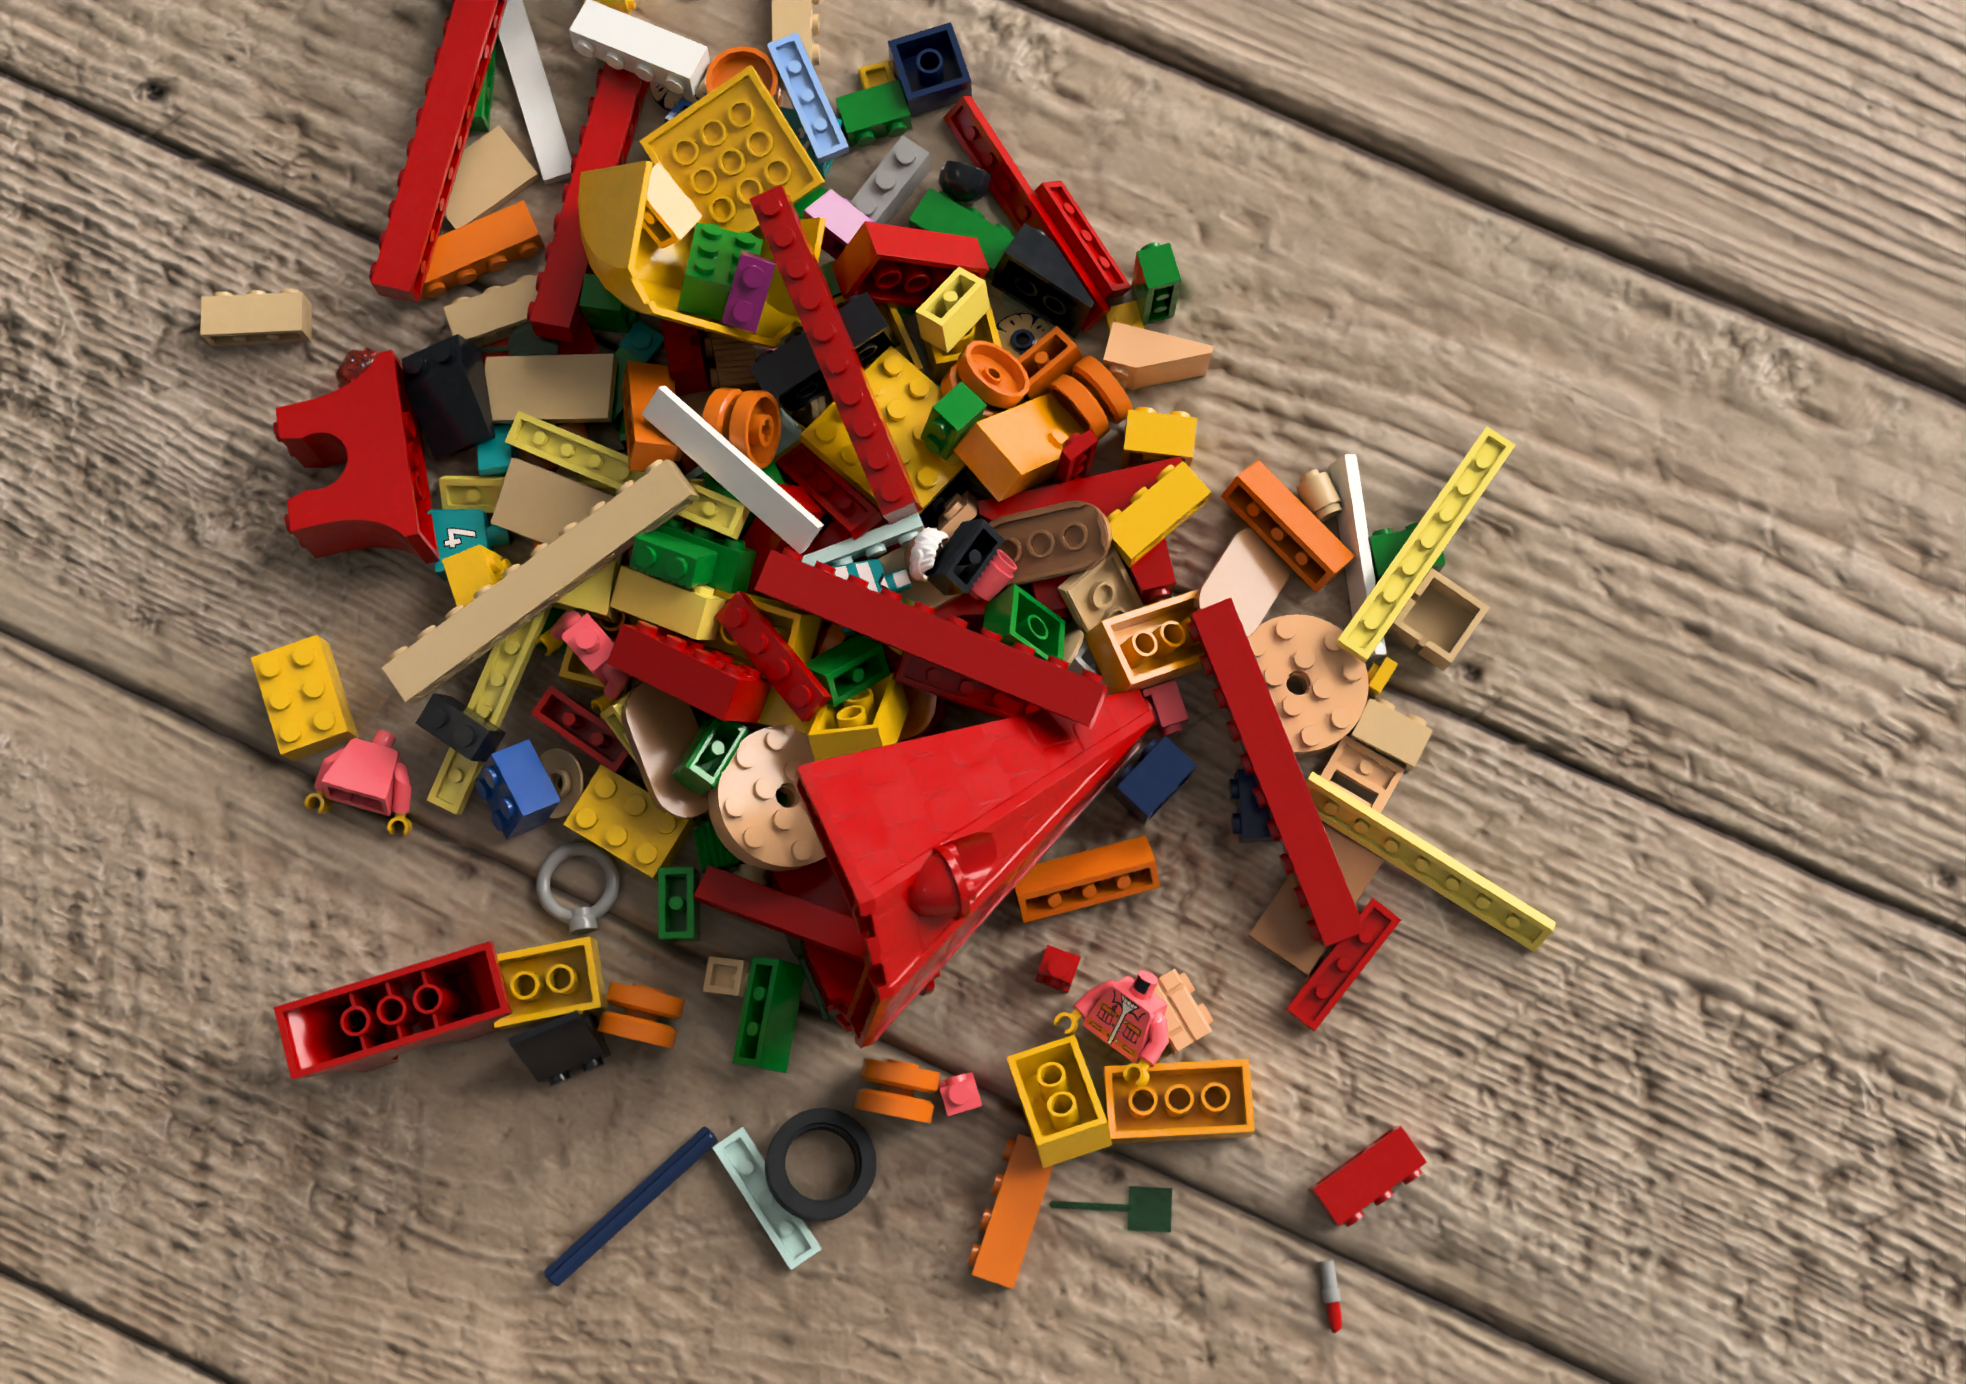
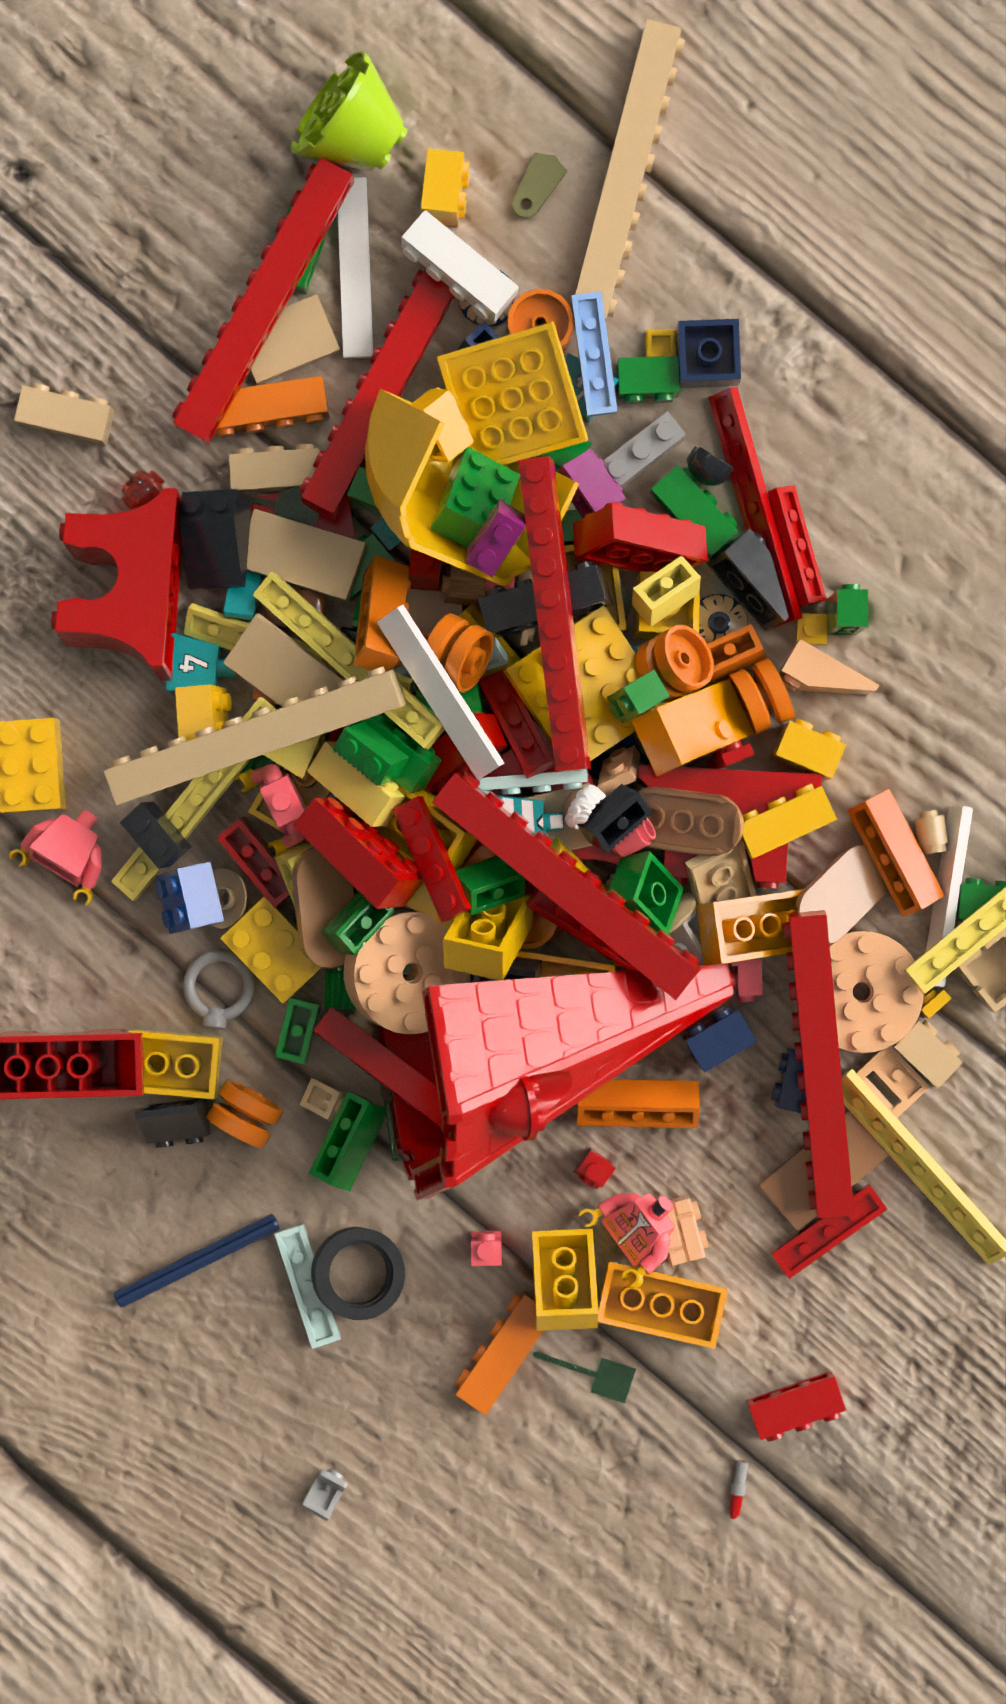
camera: 15 degrees right, 10 degrees up
(897, 1090) = (435, 1234): orange wheel -> none

